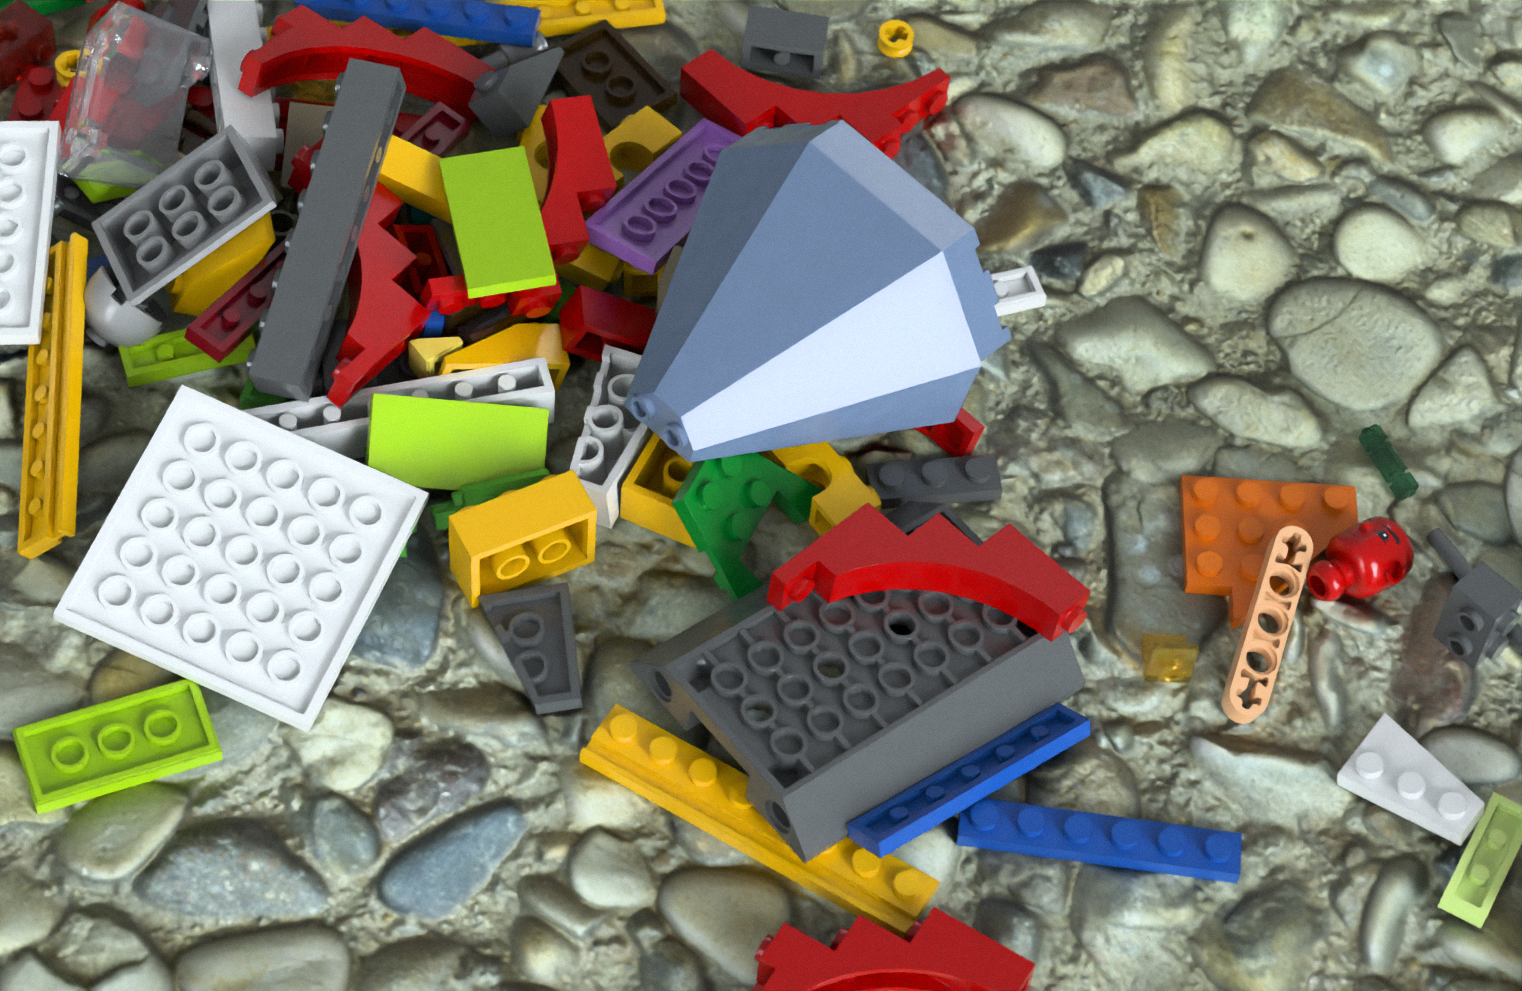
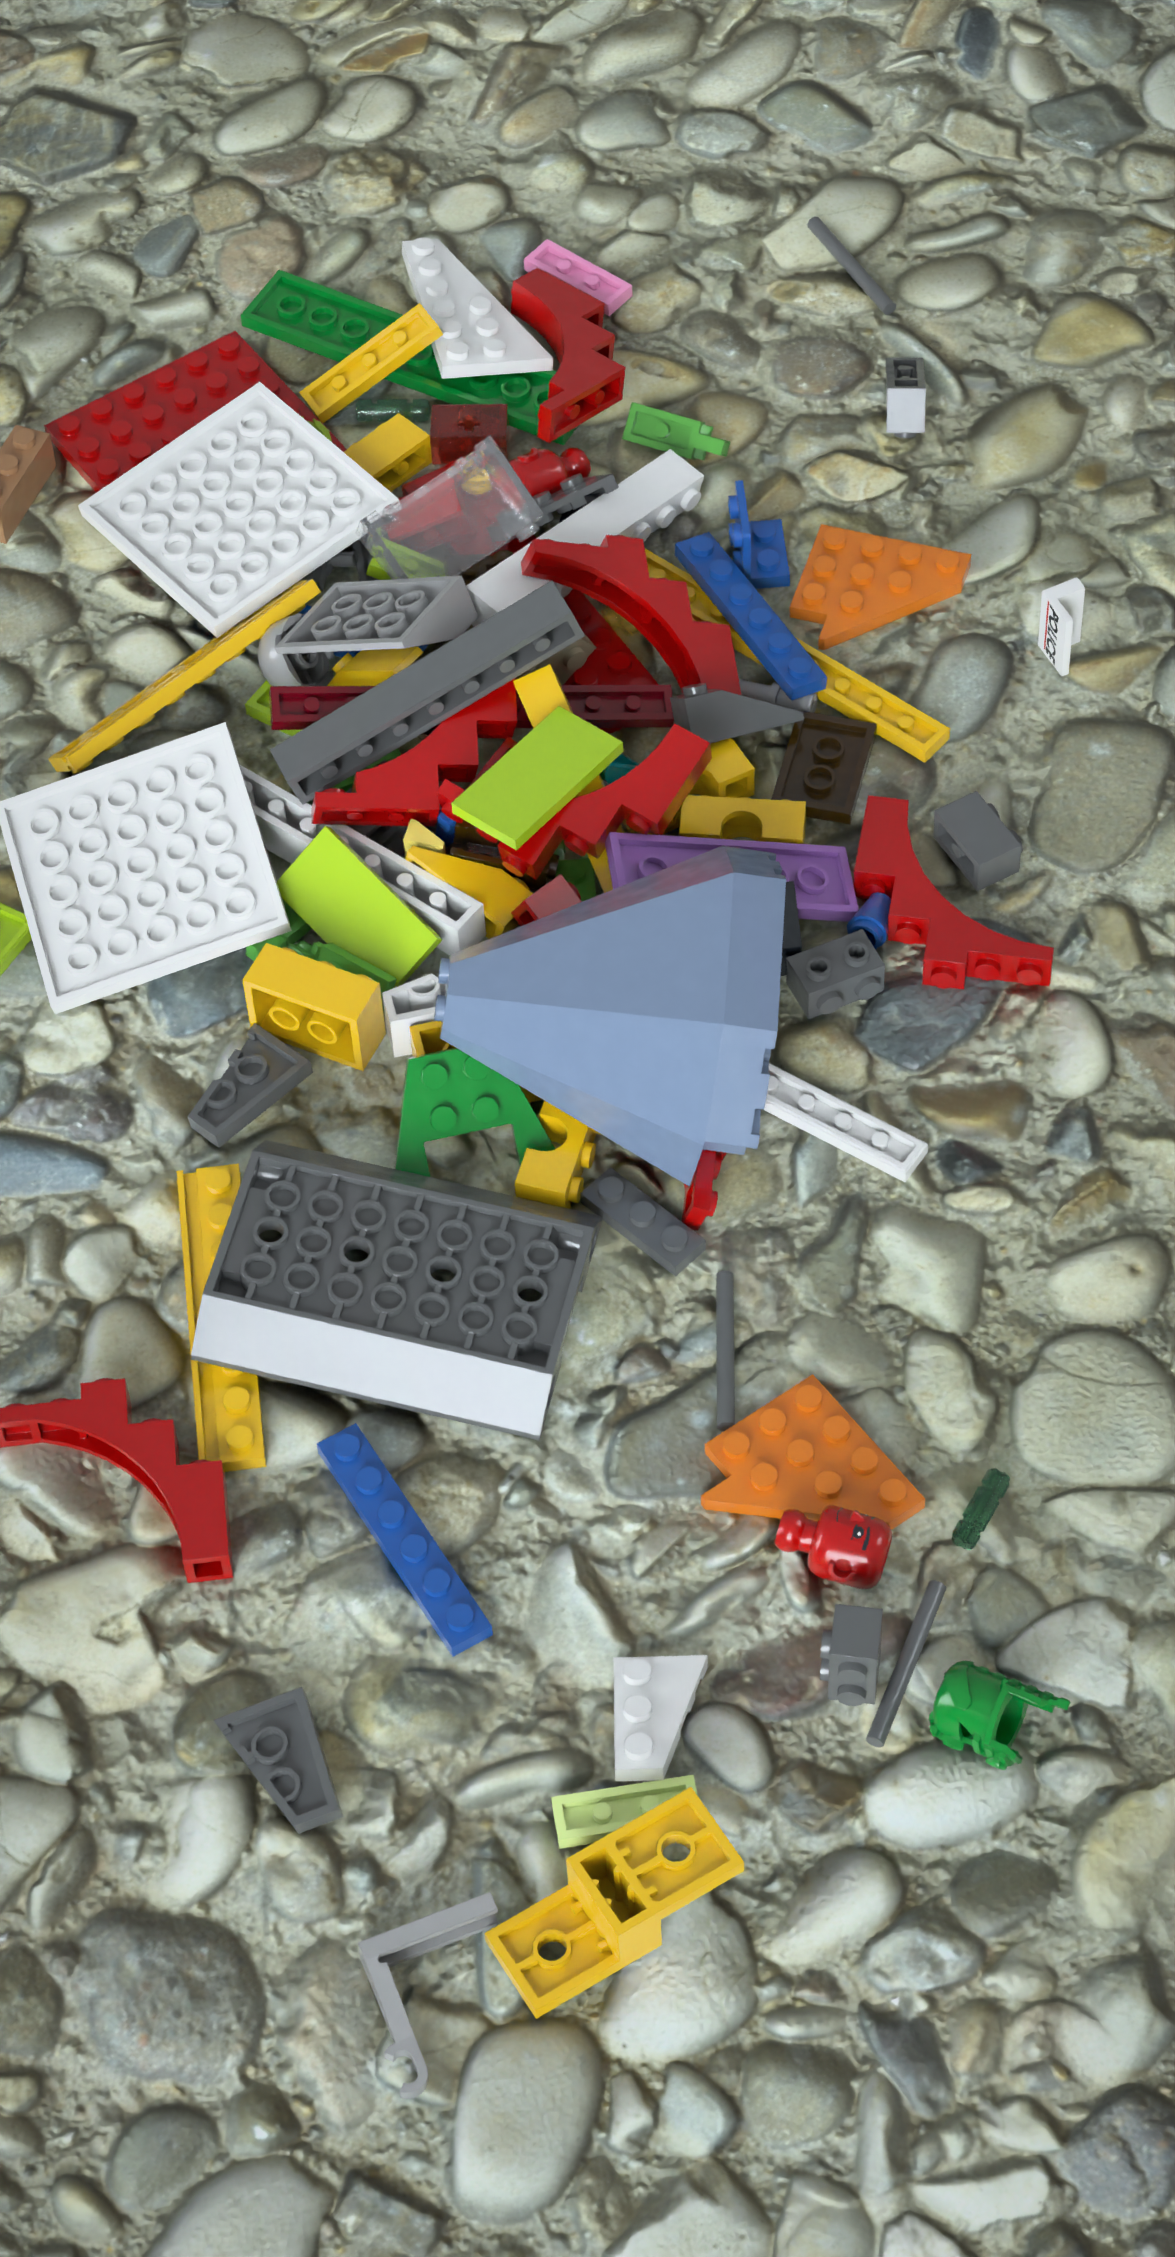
camera: 60 degrees right, 0 degrees up
(875, 555) = (473, 1204): red arch -> none
(888, 32) = (1084, 902): yellow bush -> none
(968, 780) = (365, 1414): blue plate -> none
(1105, 514) = (725, 1350): none -> dark grey bar
(1168, 658) = (608, 1480): clear yellow bracket -> none
(1257, 640) = (694, 1535): light nougat beam -> none

